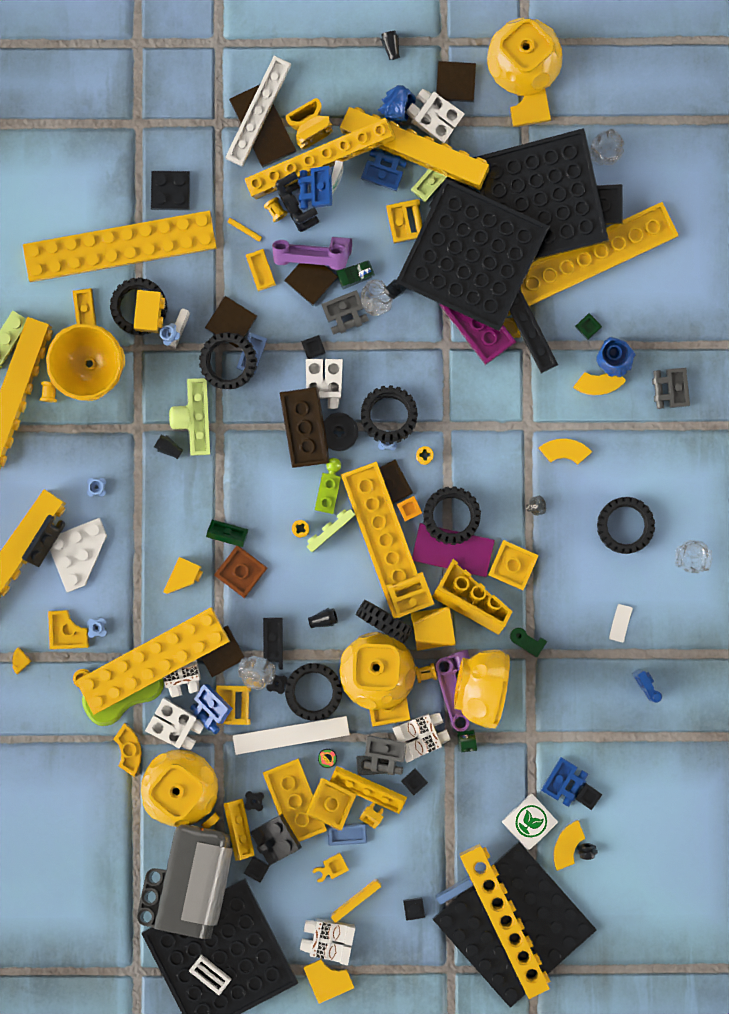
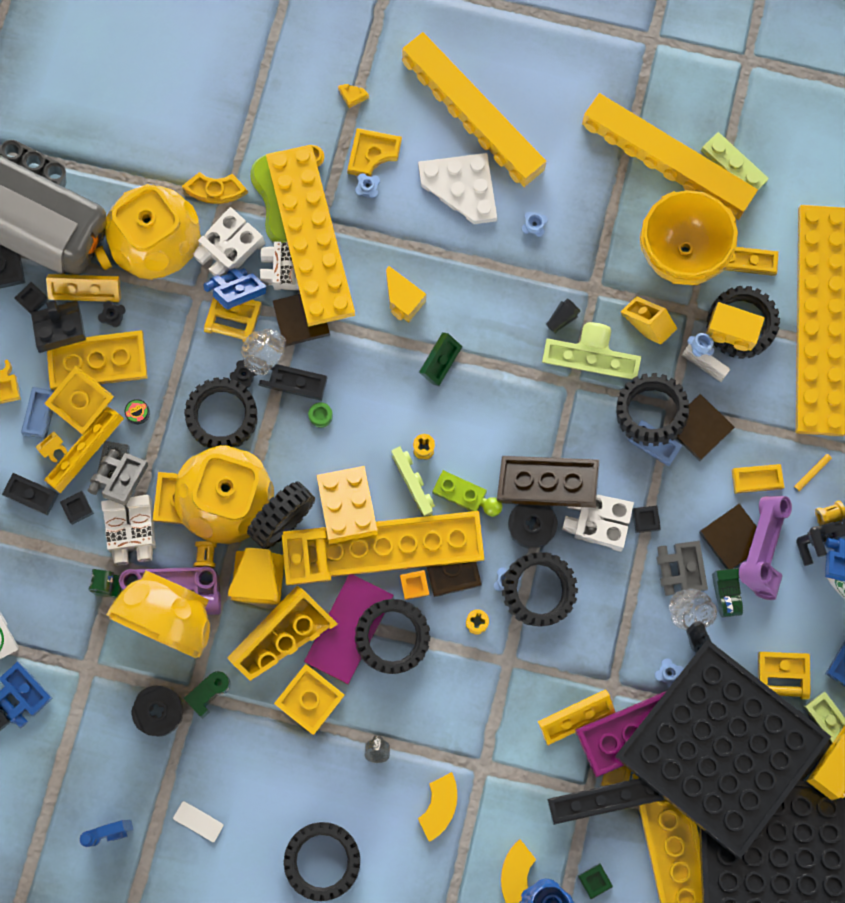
camera: 100 degrees right, 10 degrees down
(43, 541) = (484, 146): black hinge -> none
(48, 392) = (657, 192): yellow bush -> none
(155, 379) = (649, 319): none -> yellow slope
(240, 571) = (390, 365): dark orange tile -> none
(291, 735) = (177, 376): white tile -> none
(294, 615) = (320, 415): none -> bright green tile
(323, 619) = (306, 449): black cone -> none
(360, 575) = (347, 504): none -> yellow plate
(412, 820) = (30, 494): none -> black plate
(425, 310) = (662, 675): none -> light blue plate
(475, 366) = (575, 716): none -> yellow plate
(548, 686) = (143, 706): none -> black plate

